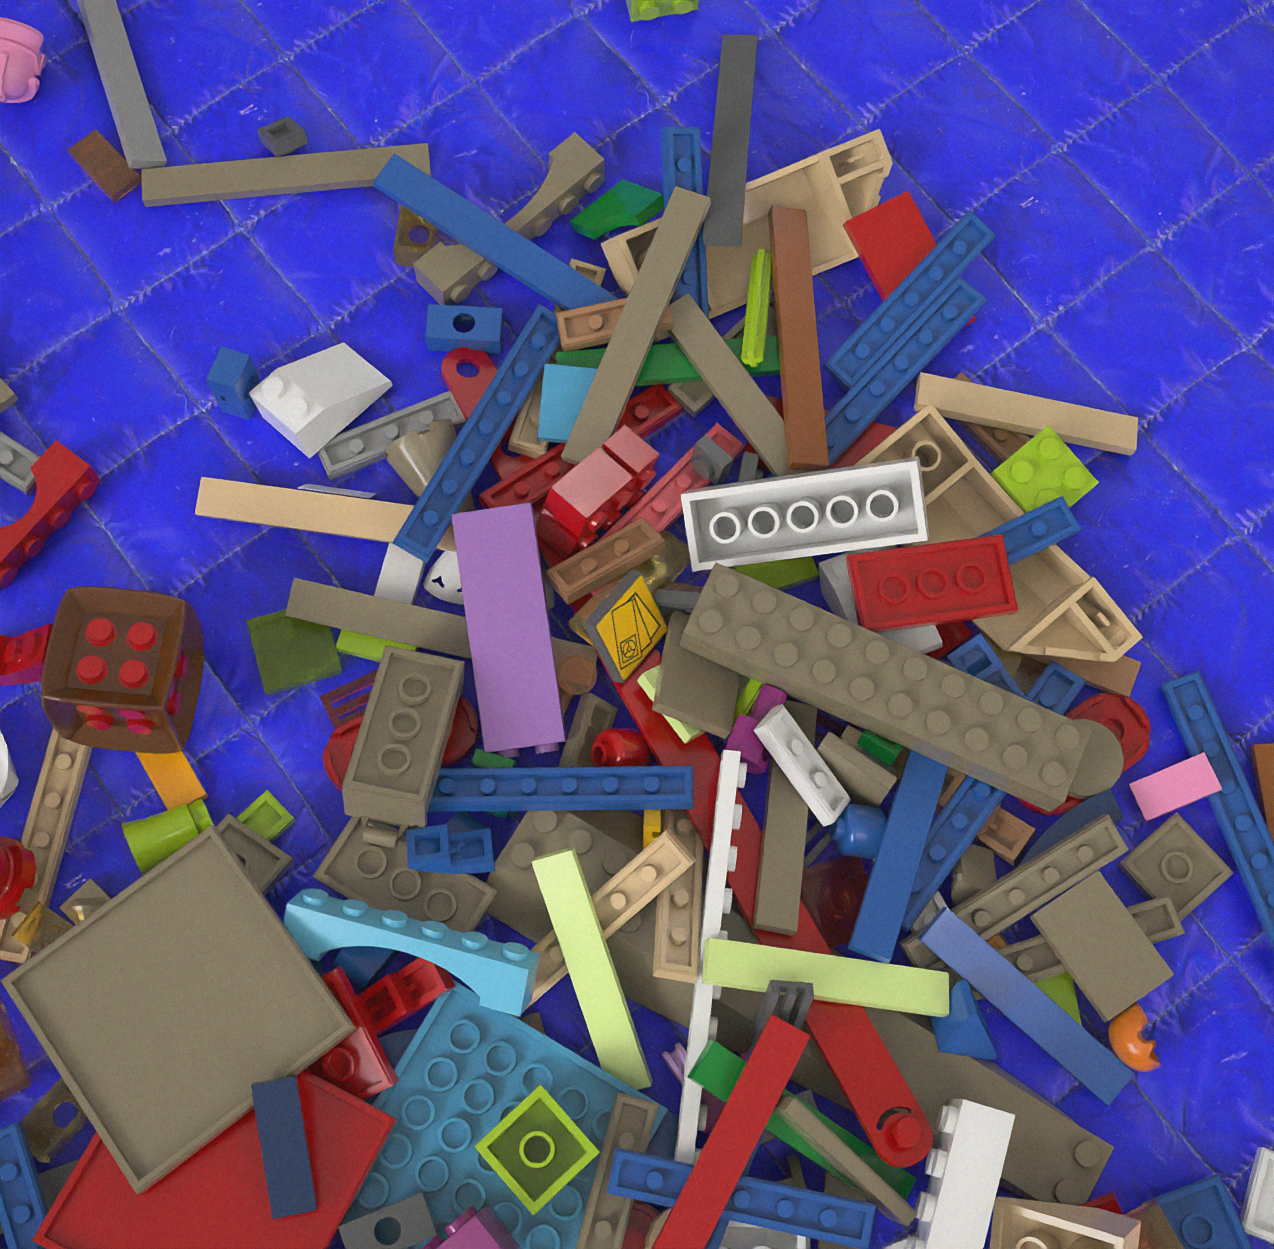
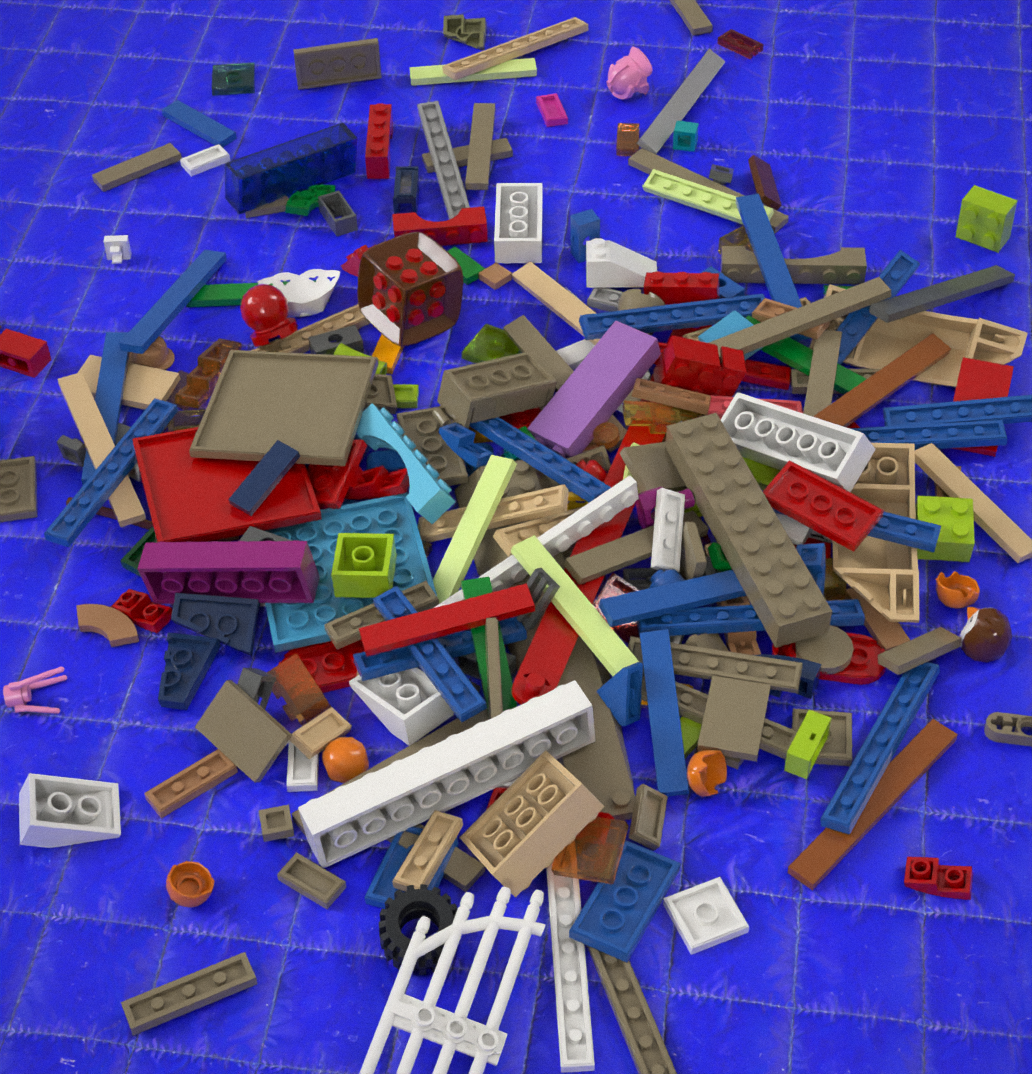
camera: 50 degrees right, 25 degrees down
(98, 846) = (322, 343): none -> dark grey piece
(113, 551) = (469, 267): none -> green tile
(125, 427) = (518, 223): none -> white brick
(175, 532) = (495, 276): none -> medium nougat tile
(177, 106) = (685, 136): none -> teal plate
(293, 196) = (695, 195): none -> yellowish green tile
(347, 110) = (764, 182): none -> tile
(444, 379) = (682, 286): none -> red brick
(626, 626) = (646, 417): yellow tile -> none
(711, 460) = (775, 395): dark grey plate -> none
(757, 308) = (868, 365): lime axle -> none
(1123, 552) = (957, 590): none -> orange hair
(1130, 1147) = (648, 817): none -> dark tan tile
(1166, 670) = (919, 650): none -> dark tan tile
(1175, 787) = (862, 699): bright pink tile -> none
(1200, 922) = (807, 744): none -> lime piece
(1211, 589) = (985, 634): none -> reddish brown piece

